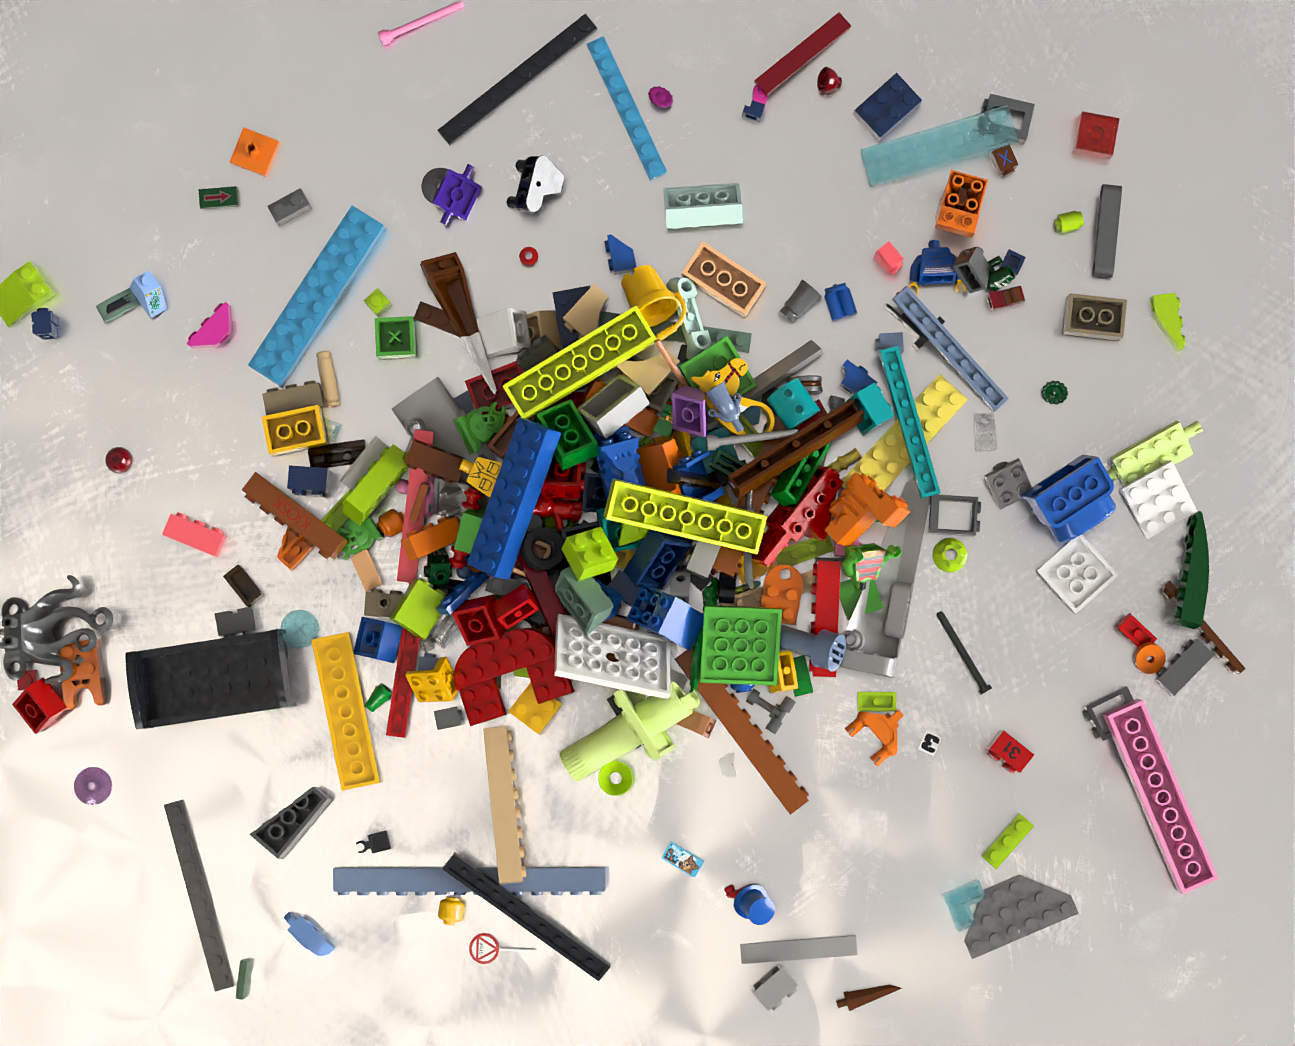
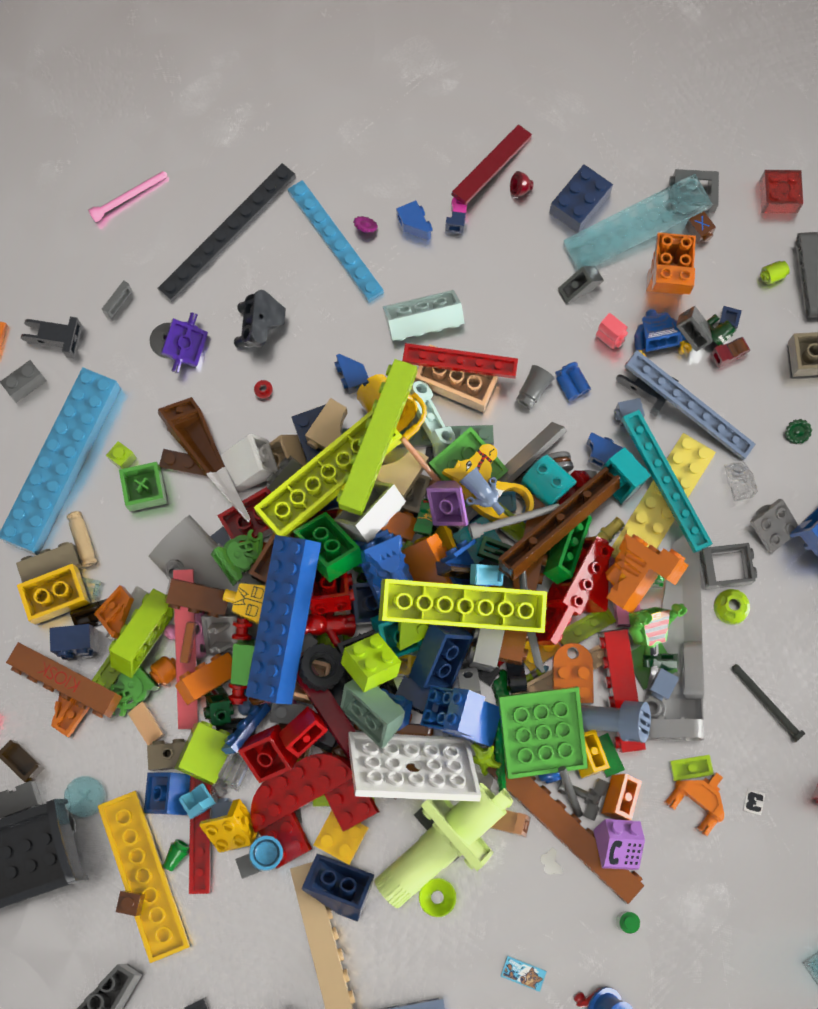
camera: 10 degrees left, 10 degrees down
(328, 163) = (55, 334): none -> black piece
(331, 734) = (130, 903): none -> reddish brown brick
(352, 458) = (115, 611): none -> orange wing
(396, 134) = (117, 299): none -> dark grey tile
(406, 652) = (197, 801): none -> medium azure panel
(463, 711) = (265, 853): none -> dark azure piece
(526, 752) = (338, 886): none -> dark blue slope
(632, 338) = (377, 437): none -> lime brick
(682, 659) = (484, 758): none -> lime animal
(709, 101) = (413, 221): none -> blue slope
(713, 488) = (486, 575): none -> medium azure tile
(729, 265) = (460, 360): none -> red plate
(756, 703) = (570, 791): none -> dark grey bar
(787, 830) = (628, 922): none -> green brick
(793, 759) = (620, 843): none -> medium lavender slope
(804, 717) = (621, 797): none -> orange brick
(826, 404) = (581, 477): none -> red plate
(864, 620) = (663, 684): none -> sand blue brick
(869, 199) = (580, 283): none -> dark grey slope
(870, 597) = (664, 661): none -> dark green plate

